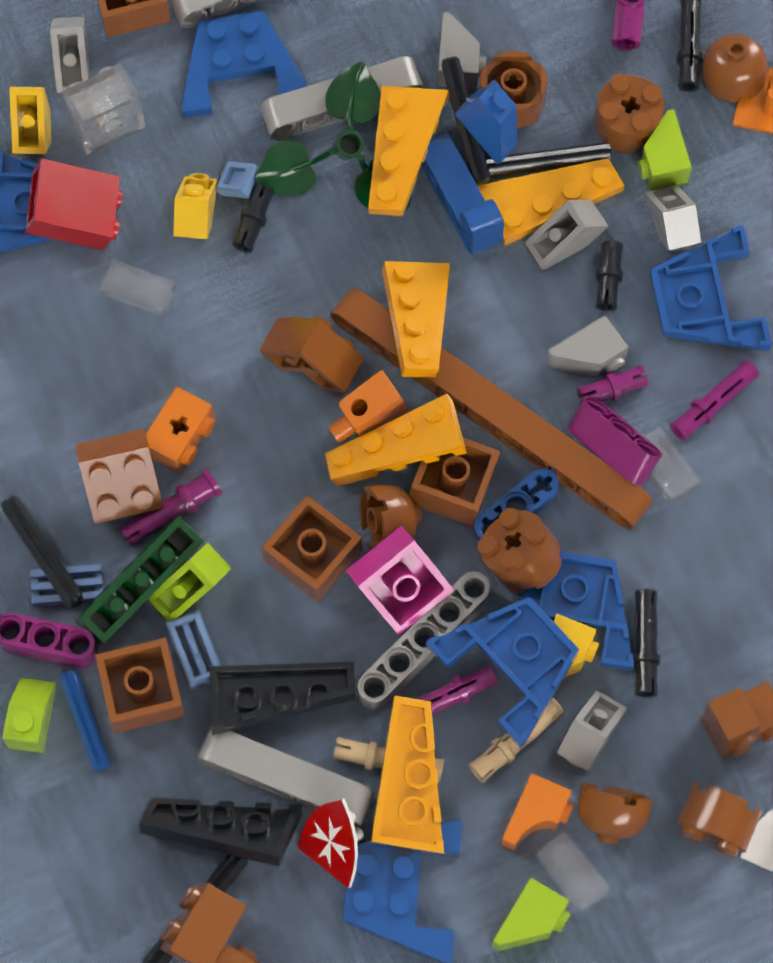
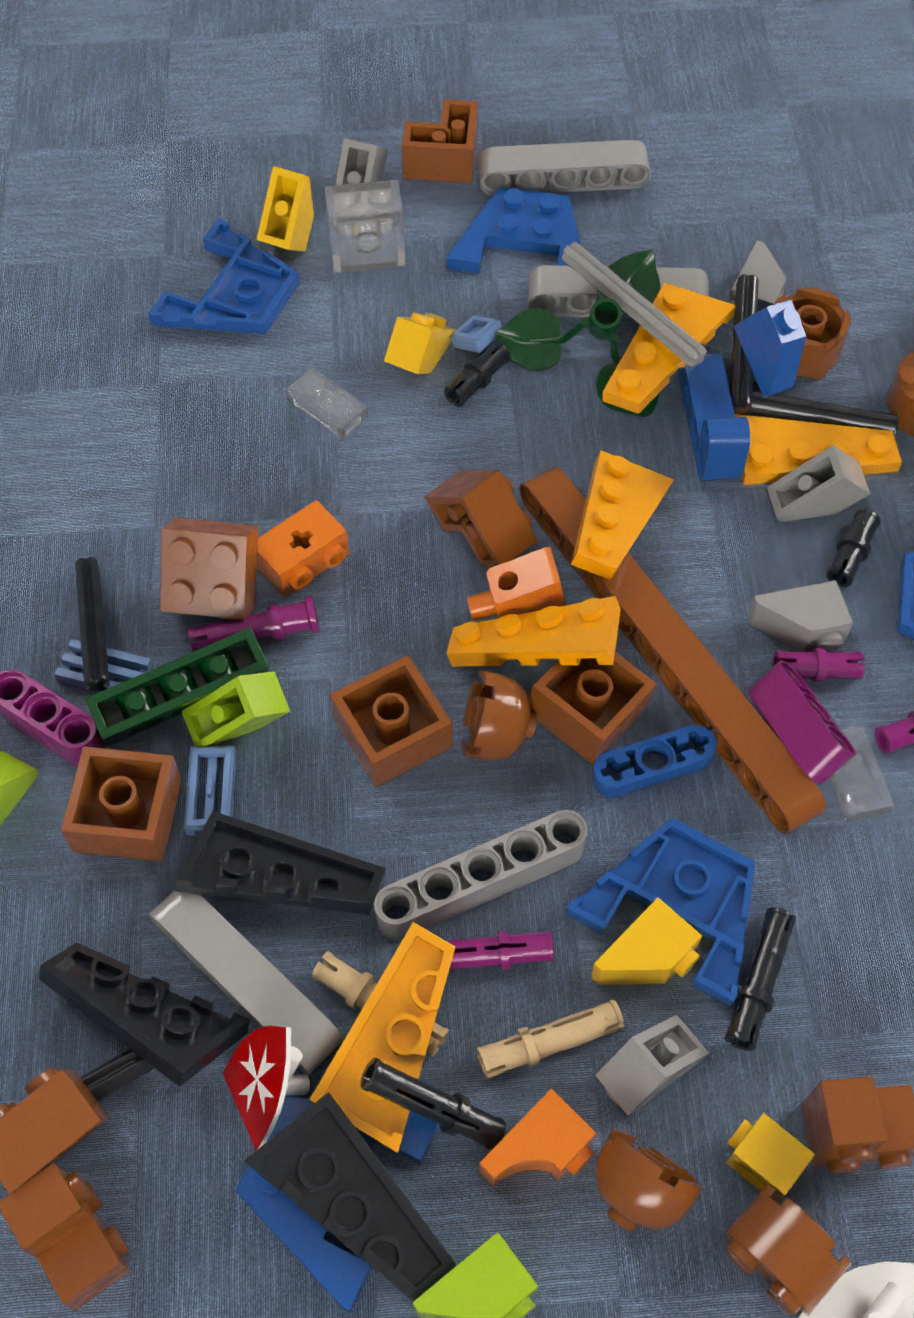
camera: 20 degrees right, 10 degrees down
(73, 204) = (293, 300): brick -> none
(85, 720) = (47, 825): blue axle -> none
(365, 121) = (634, 304): none -> light grey axle
(400, 580) = (477, 789): dark pink brick -> none
(421, 889) = (346, 1189): none -> black wing
(456, 812) = (452, 1112): none -> black pin
(520, 551) = (639, 807): dark orange brick -> none
(525, 649) = (601, 927): blue wing -> none
(572, 872) = (560, 1247): clear plate -> none
(688, 762) = (768, 1155): none -> yellow brick

